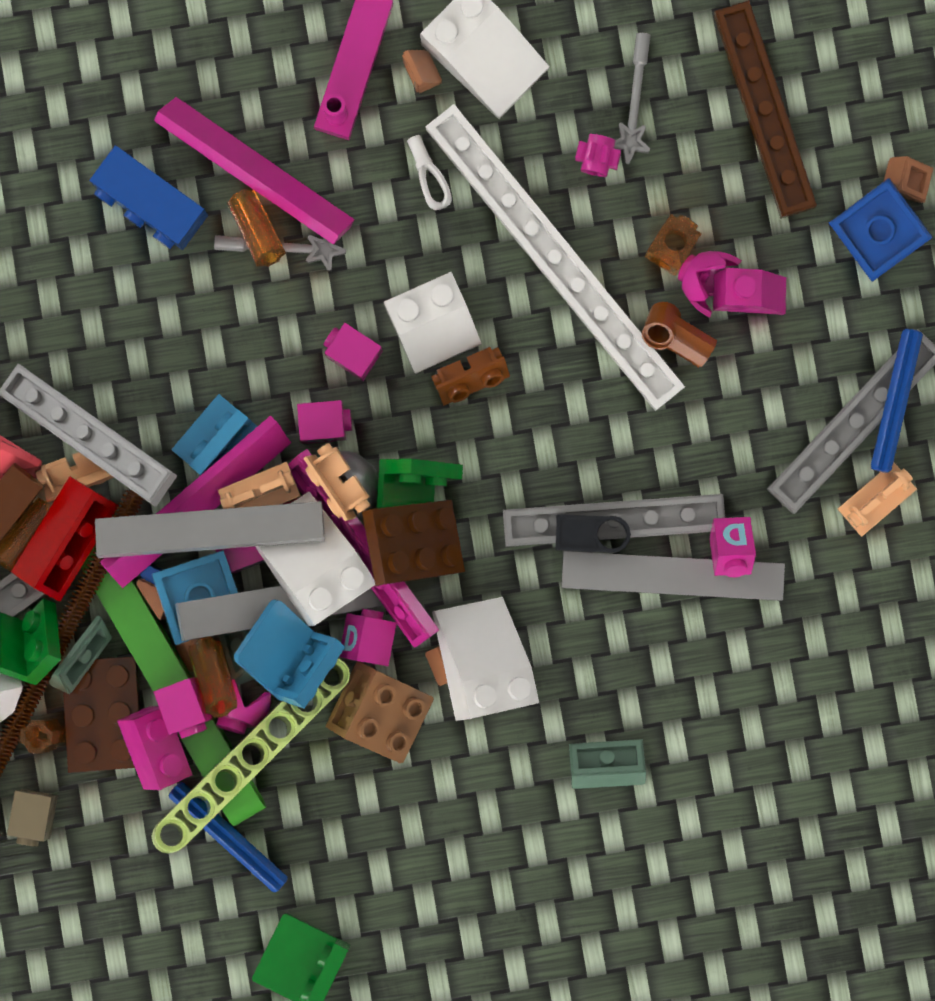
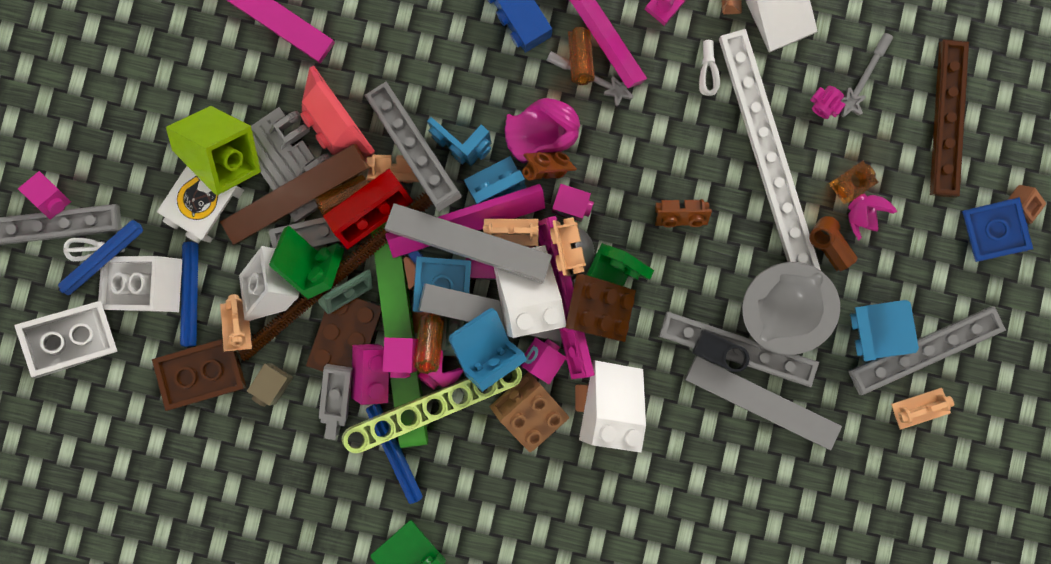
camera: 15 degrees right, 0 degrees up
(30, 735) = (292, 339): clear orange axle -> none
(123, 798) = (335, 398): none -> light grey hinge
(168, 403) = (475, 146): none -> dark azure bracket
(243, 343) = (542, 127): none -> dark pink piece
(270, 387) = (547, 165): none -> dark orange hinge
(352, 351) = (611, 164): dark pink brick -> none
(432, 322) = (672, 167): white slope -> none
(607, 764) = (667, 510): sand green slope -> none
(654, 441) = (791, 308): none -> light grey piece
(732, 546) = (813, 400): dark pink brick -> none
(749, 291) = (892, 233): dark pink slope -> none
(786, 419) = (884, 330): none -> dark azure bracket
(896, 400) = (963, 348): blue axle -> none

